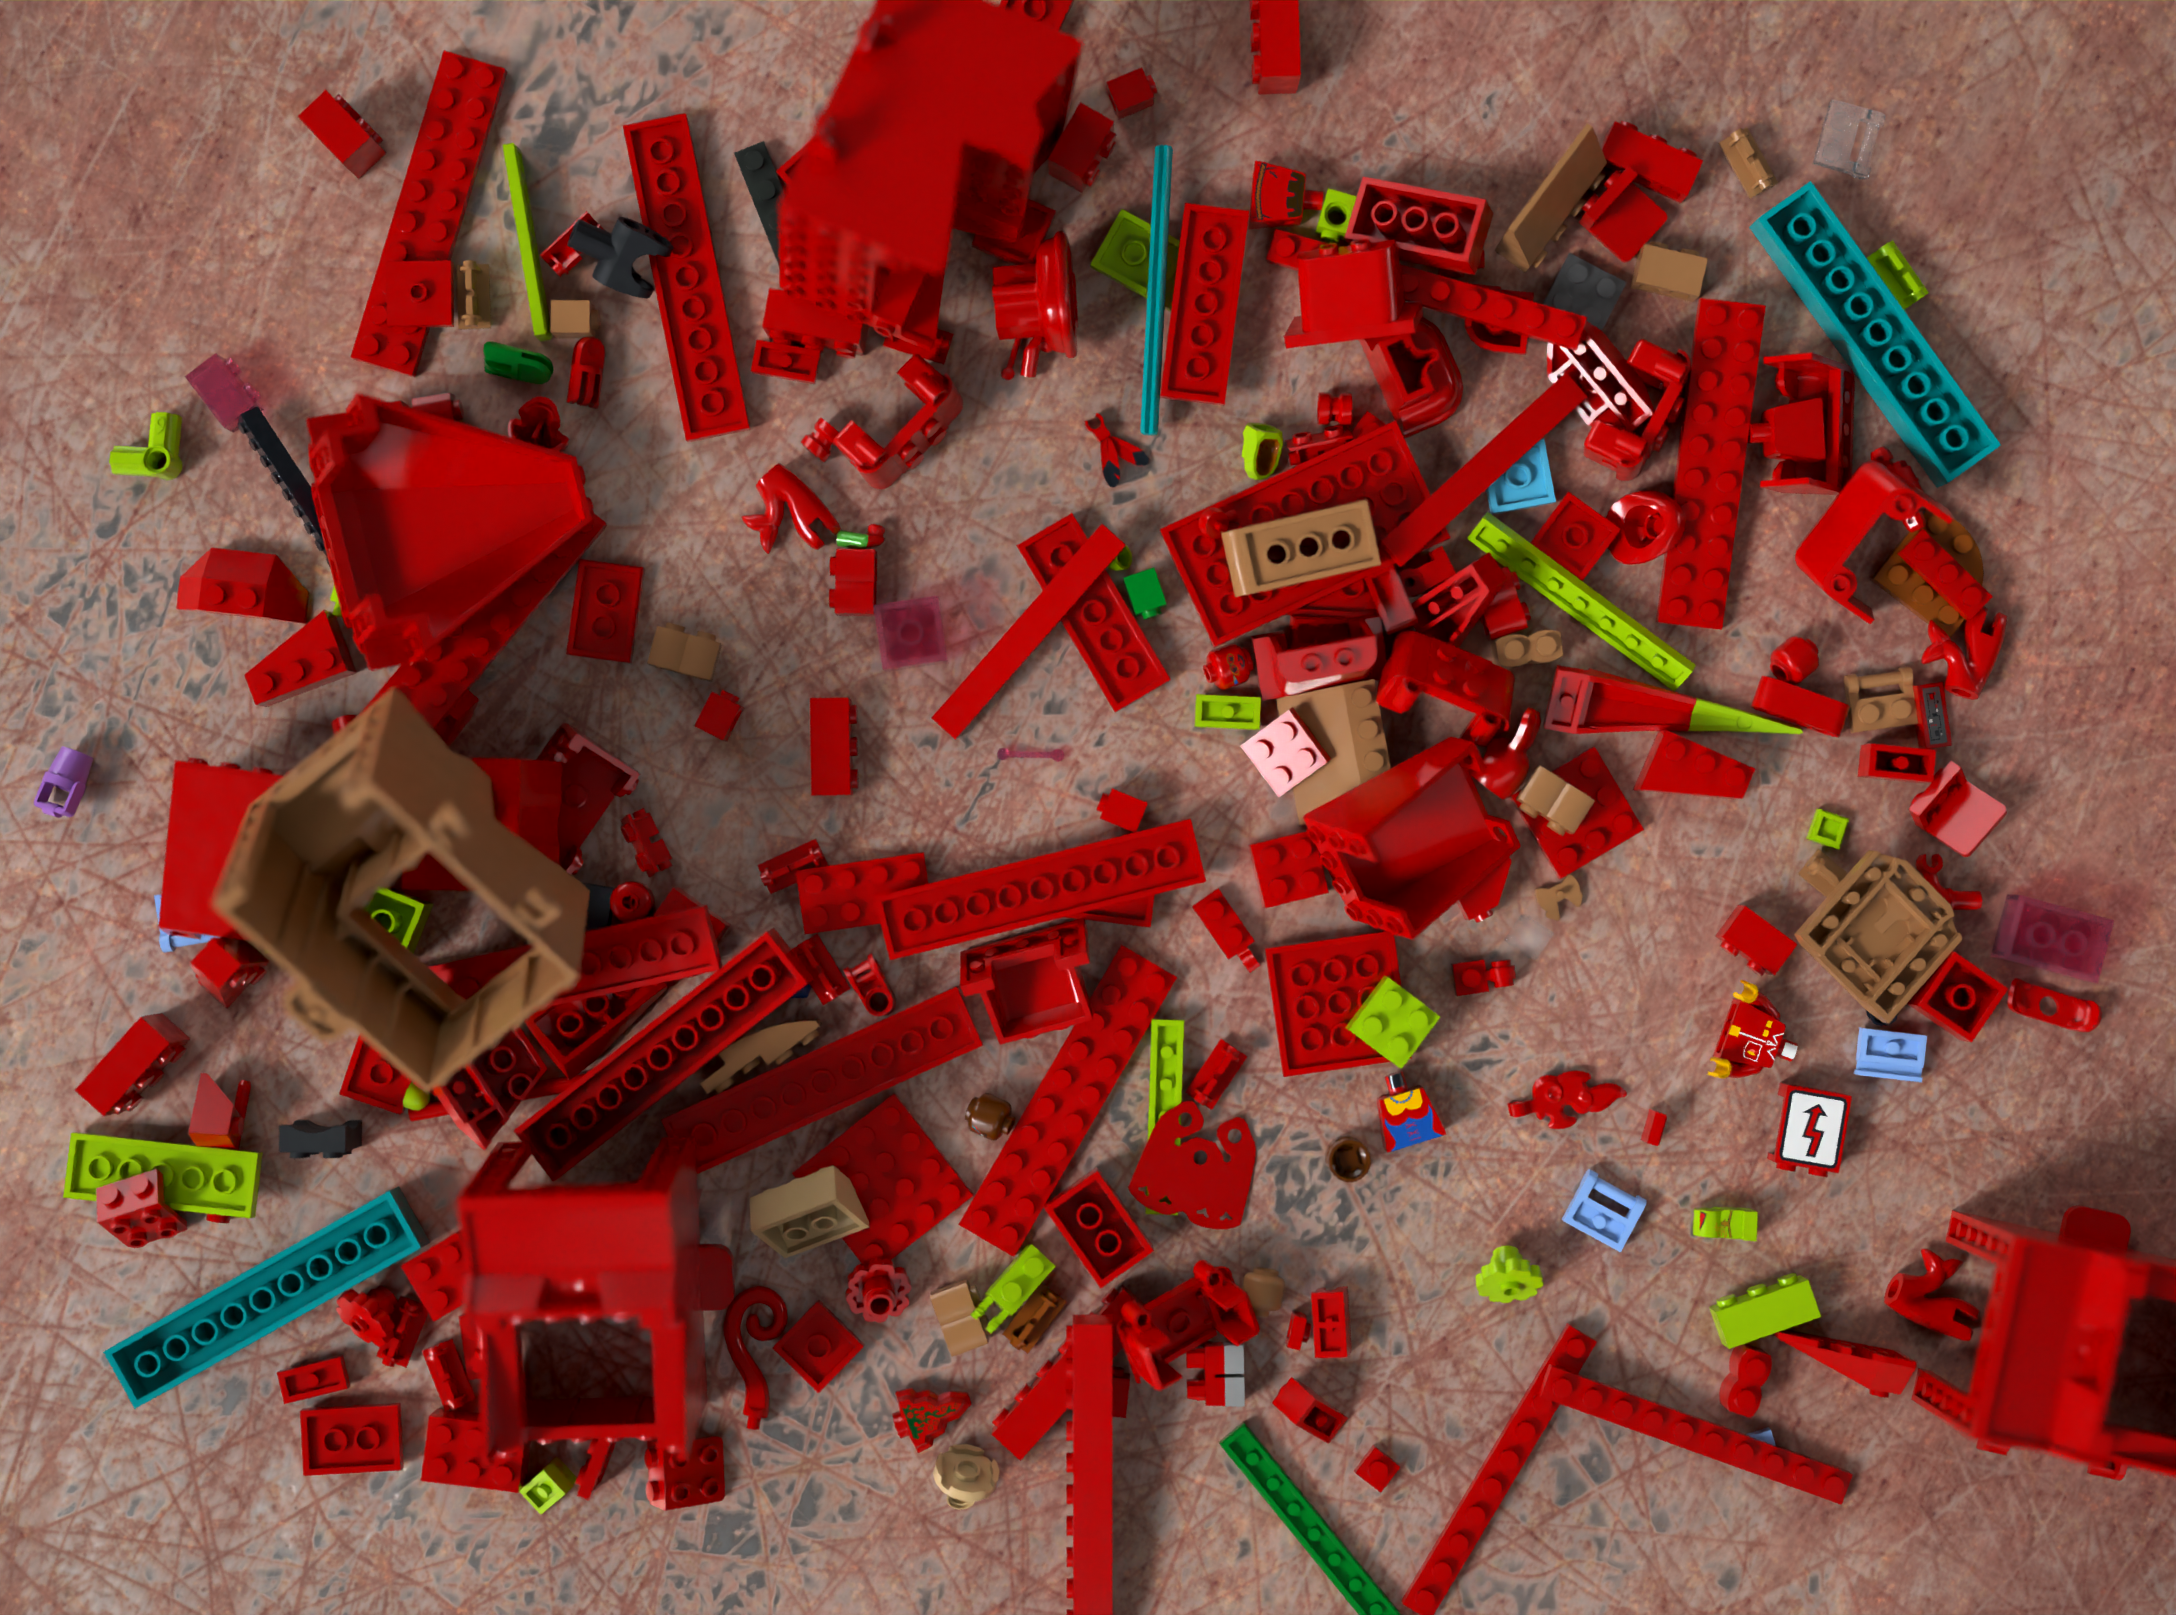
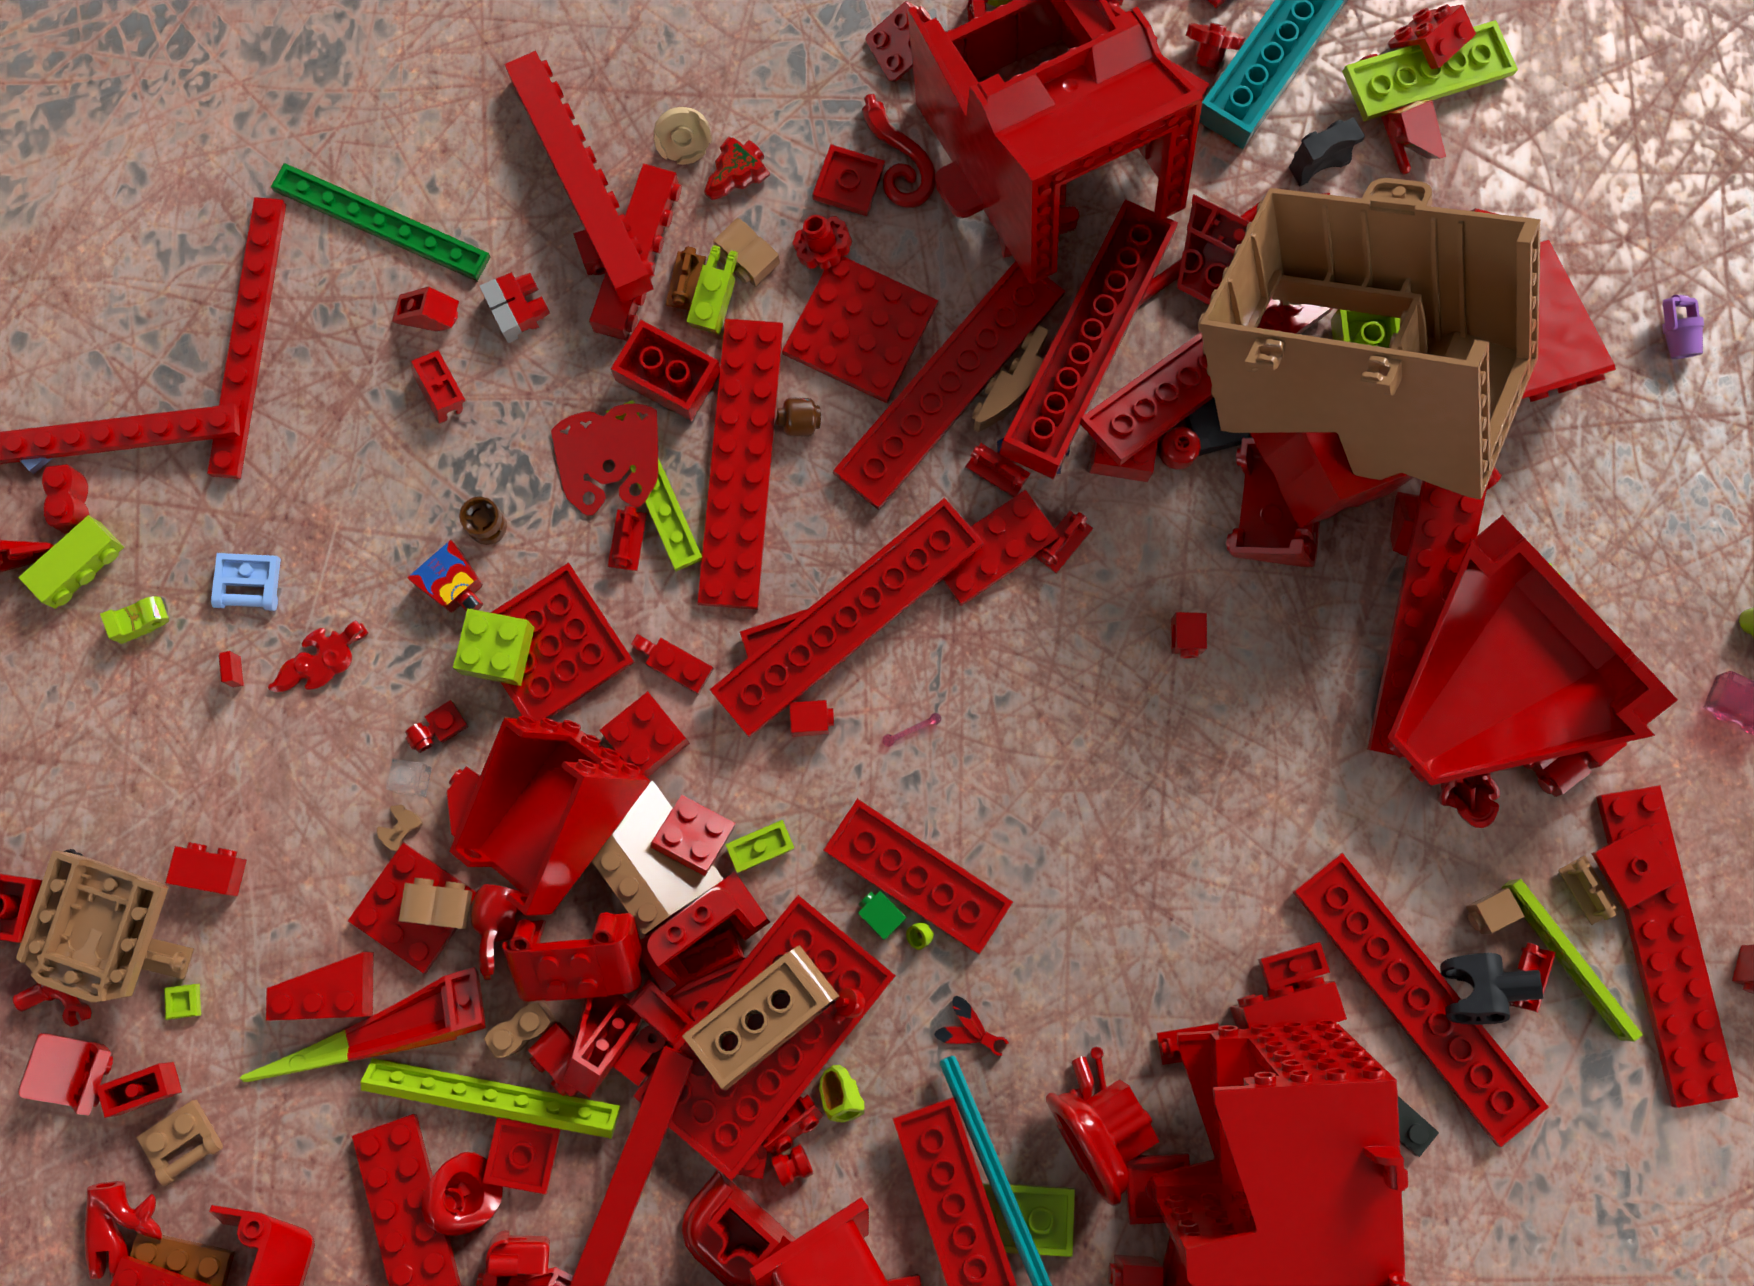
camera: 150 degrees right, 10 degrees down
(133, 1065) = (1502, 137): red brick -> none
(243, 587) = (1633, 550): red wedge -> none
(283, 470) = (1669, 666): black piece -> none
(302, 663) = (1554, 509): red wedge -> none
(408, 1321) = (1177, 45): red hinge -> none
(516, 363) = (1520, 848): green arm -> none
(583, 1029) = (1163, 327): red wedge -> none
(586, 372) = (1457, 870): red arm -> none
(605, 611) = (1329, 676): red tile -> none
(649, 854) = (1185, 495): red hinge -> none
(685, 653) = (1246, 672): medium nougat brick -> none
(783, 486) = (1239, 854): red piece -> none
(807, 1212) = (910, 272): tan slope -> none
(820, 442) = (1227, 909): red wheel -> none
(833, 746) = (1081, 653): red brick -> none
(854, 582) = (1134, 801): red brick -> none
(862, 541) = (1147, 840): arm -> none
(870, 984) = (950, 475): red piece -> none
(911, 633) = (1064, 779): clear pink brick -> none
(928, 427) = (1142, 967): red container -> none
(1029, 631) = (964, 834): red tile -> none
(1031, 980) = (819, 539): red windscreen -> none
(1183, 1321) = (562, 326): red container -> none
(1228, 666) = (778, 886): red head -> none
(1264, 1290) = (507, 384): medium nougat head -> none
(1297, 1331) = (463, 367): red plate -> none
(1377, 1468) = (350, 293): red plate -> none
(1508, 1277) = (304, 489): lime plant -> none
(1524, 484) = (588, 1180): medium azure plate -> none
(1750, 1036) = (176, 783): red torso -> none
(1794, 660) = (272, 1139): red head -> none
(1800, 706) = (250, 1100): red beam -> none
(1811, 1129) = (90, 732): panel -> none
(1890, 1054) = (46, 829): light blue plate -> none
(1932, 716) = (121, 1142): slope -> none

